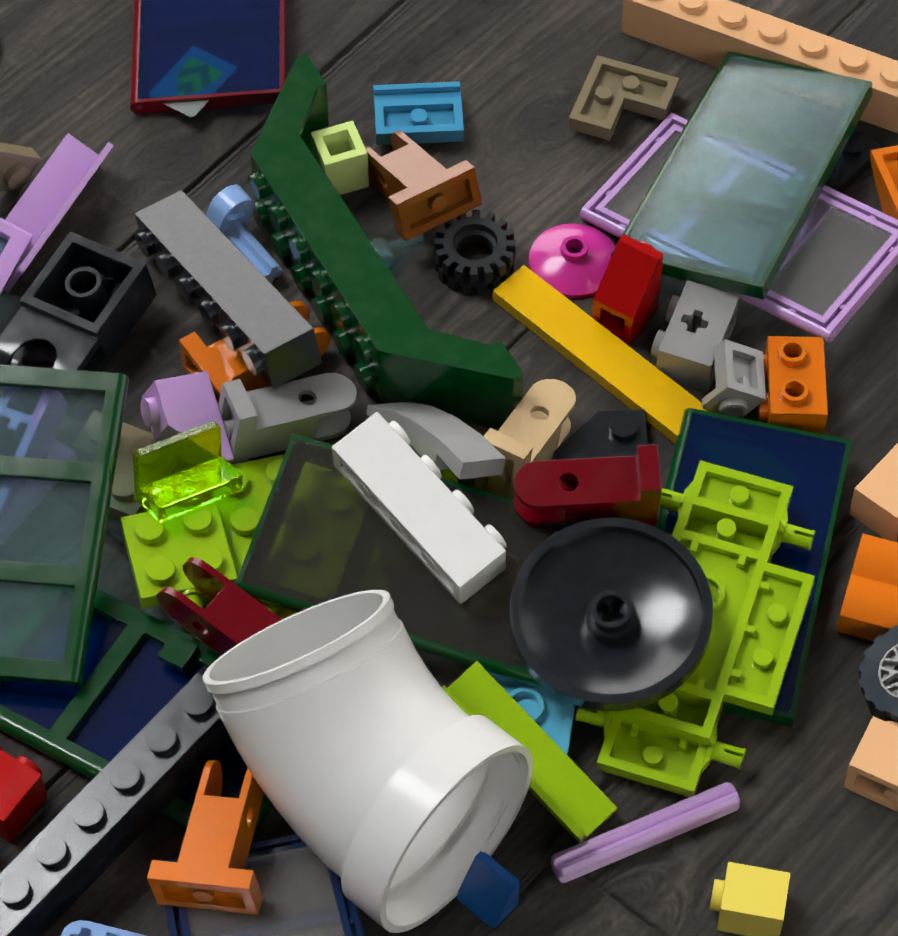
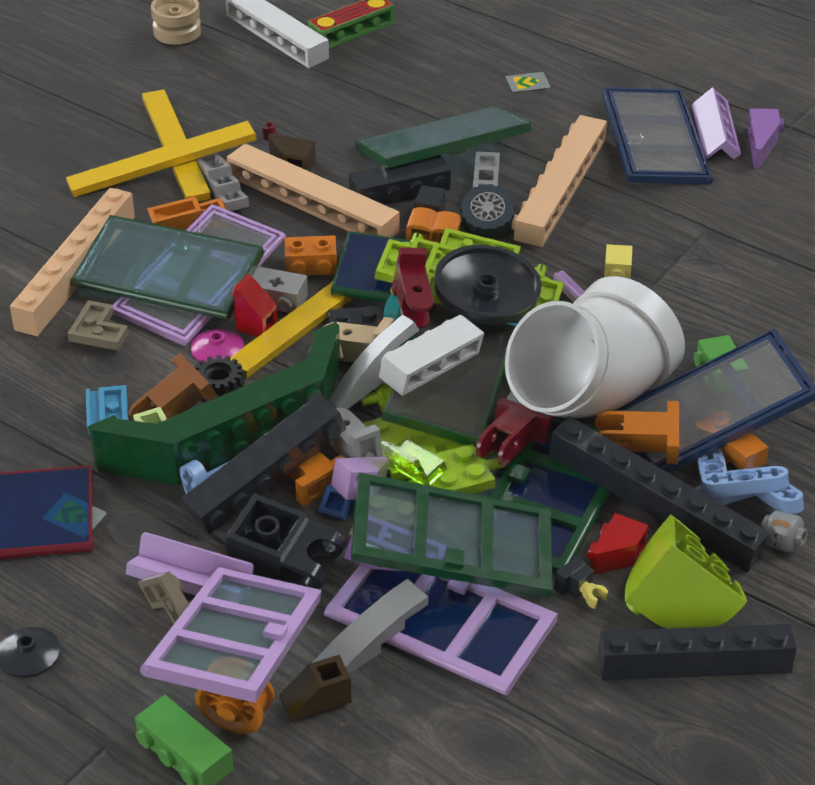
camera: 95 degrees left, 15 degrees down
(738, 380) = (311, 266): light grey bracket -> none

